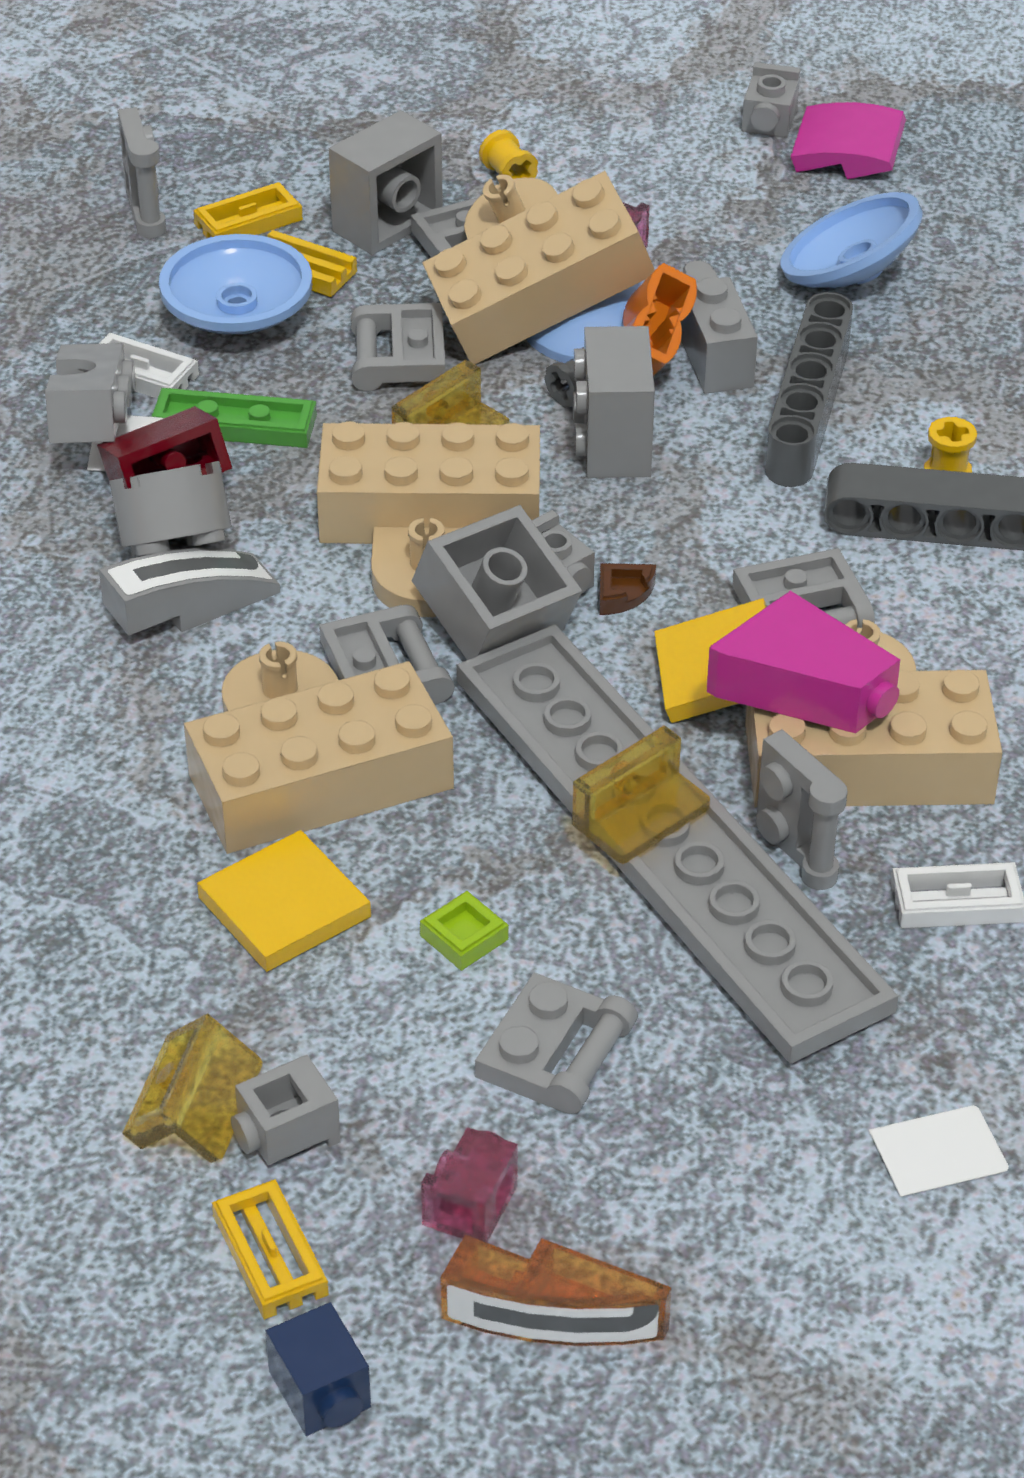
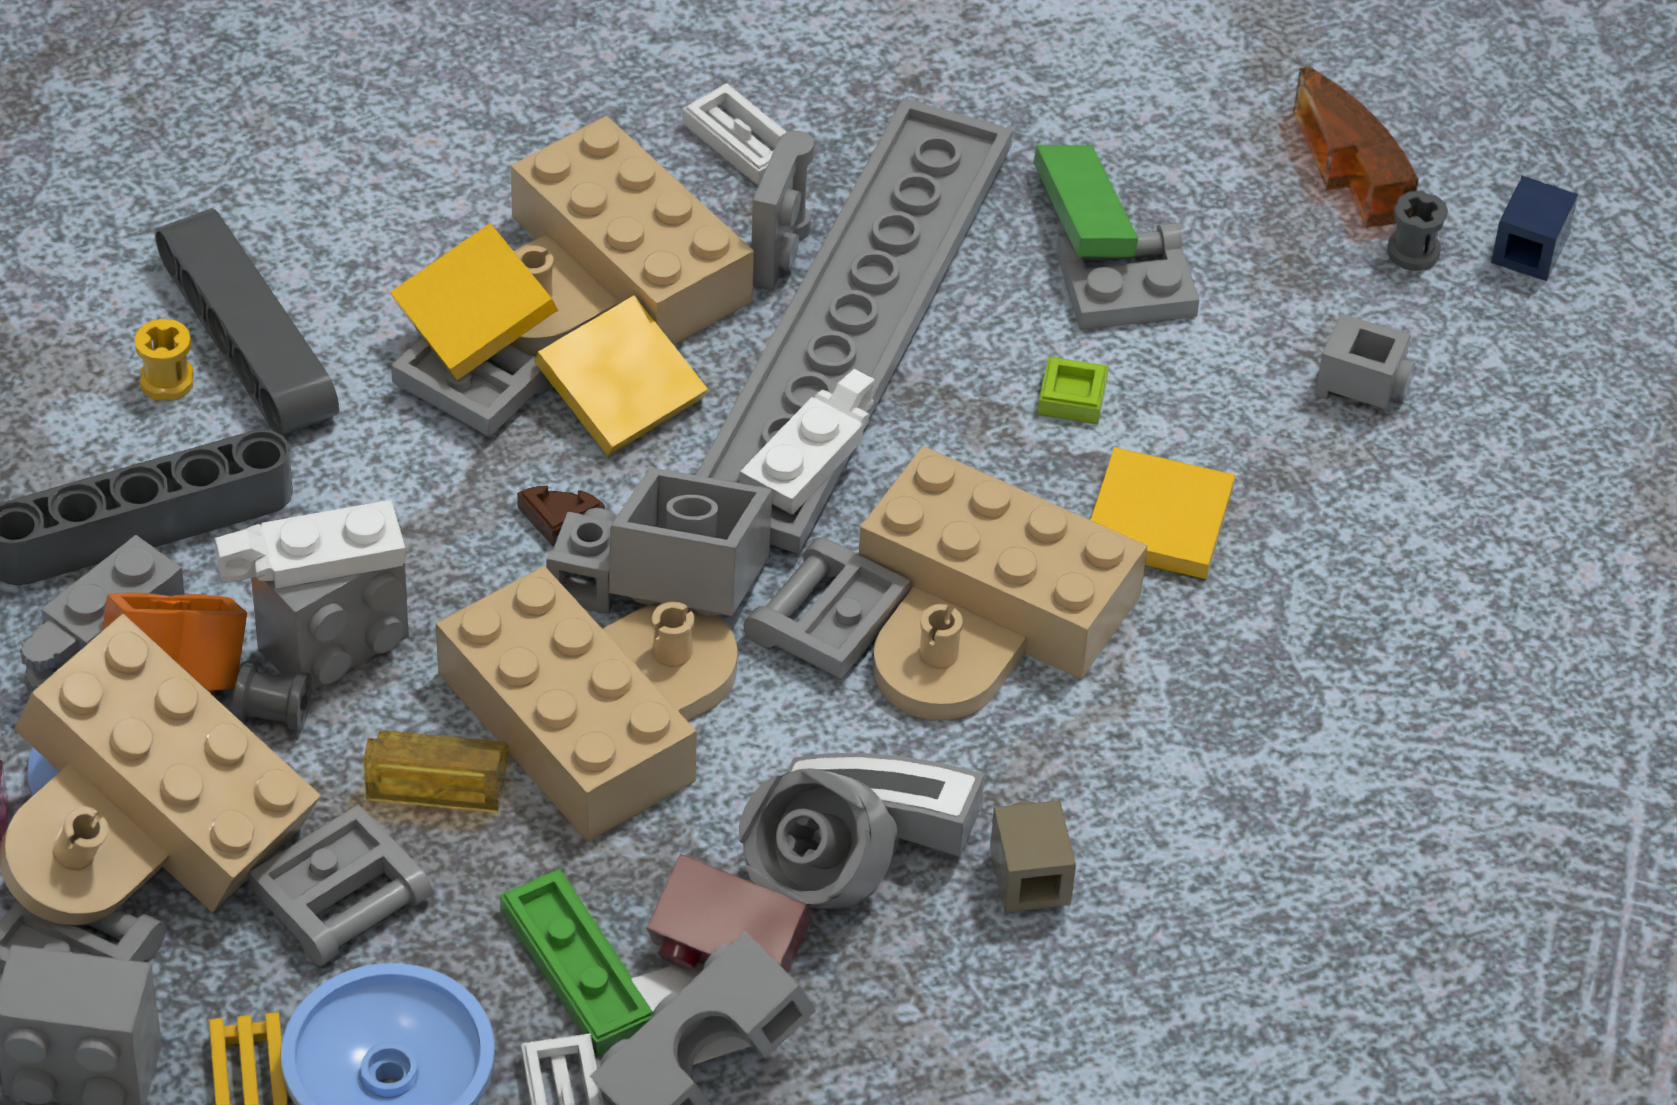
camera: 130 degrees left, 5 degrees up
(51, 617) = (1032, 855): none -> dark tan brick
(193, 1089) = (1401, 443): clear yellow panel -> none
(287, 1289) = (1451, 356): yellow tile -> none
(402, 1264) = (1422, 228): none -> dark grey bush
(471, 1185) = (1310, 233): clear pink brick -> none
(530, 702) = (812, 443): none -> white hinge
(624, 345) = (314, 546): none -> white hinge
(637, 797) = (860, 318): clear yellow panel -> none
(657, 1043) = (1085, 201): none -> bright green tile
(804, 667) = (656, 230): dark pink slope -> none
(851, 585) = (473, 301): none -> yellow tile
(938, 1150) = (1001, 49): white sticker -> none

